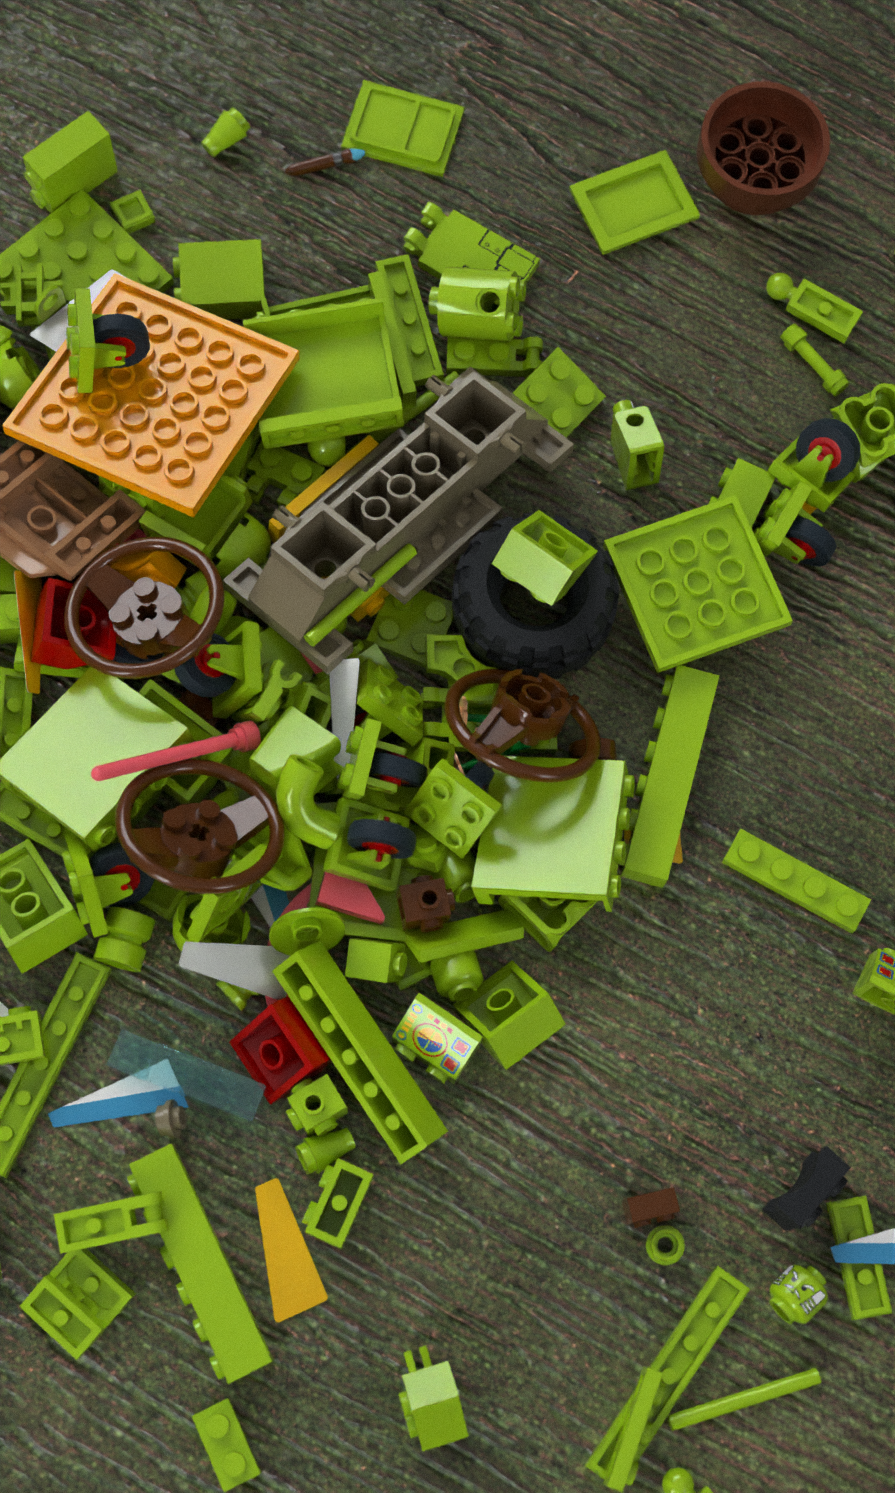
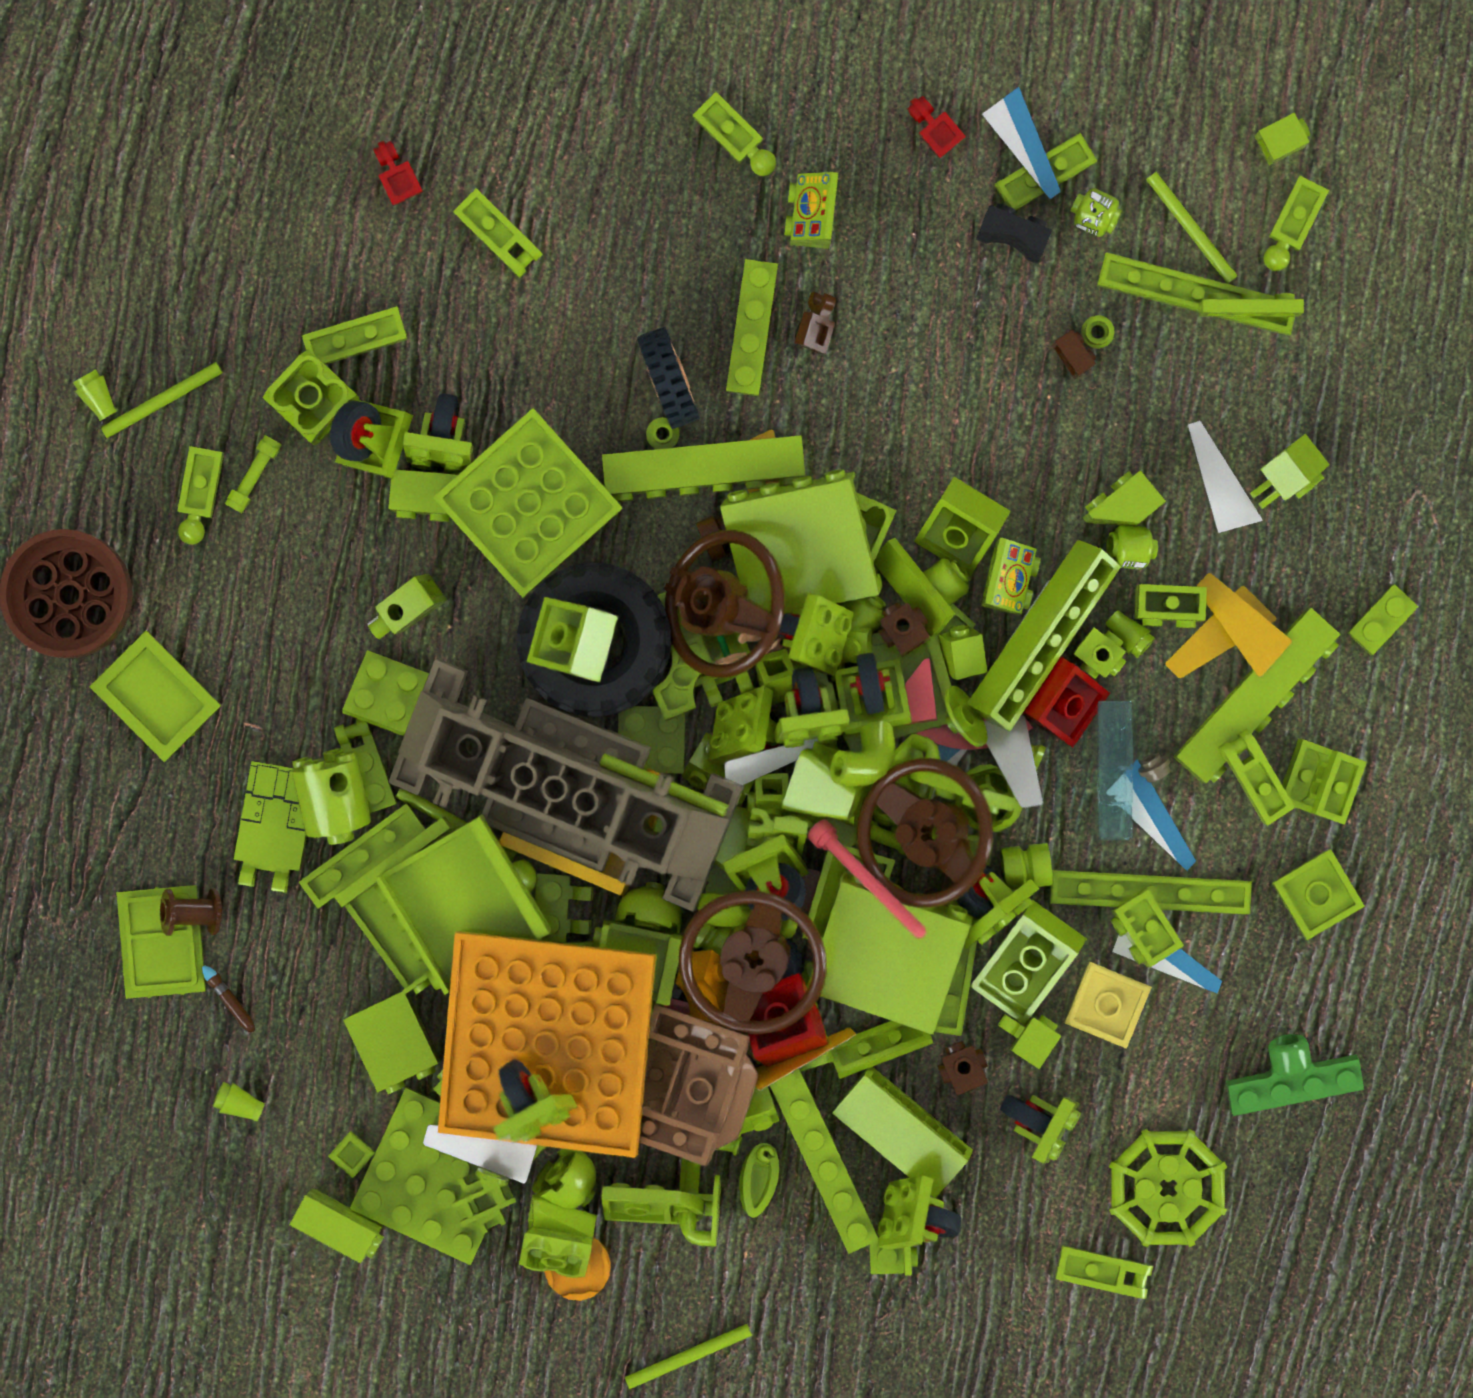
camera: 105 degrees left, 15 degrees up
(275, 1281) = (1250, 631): none -> yellow sticker
(417, 1186) = (1132, 546): none -> lime head
(420, 151) = (190, 912): none -> reddish brown hose
(434, 1319) = (1226, 496): none -> white sticker
(466, 1198) = (1129, 504): none -> lime slope
(713, 759) = (656, 443): none -> lime plate
(774, 942) = (815, 326): none -> reddish brown plate
(777, 765) = (668, 377): none -> black wheel

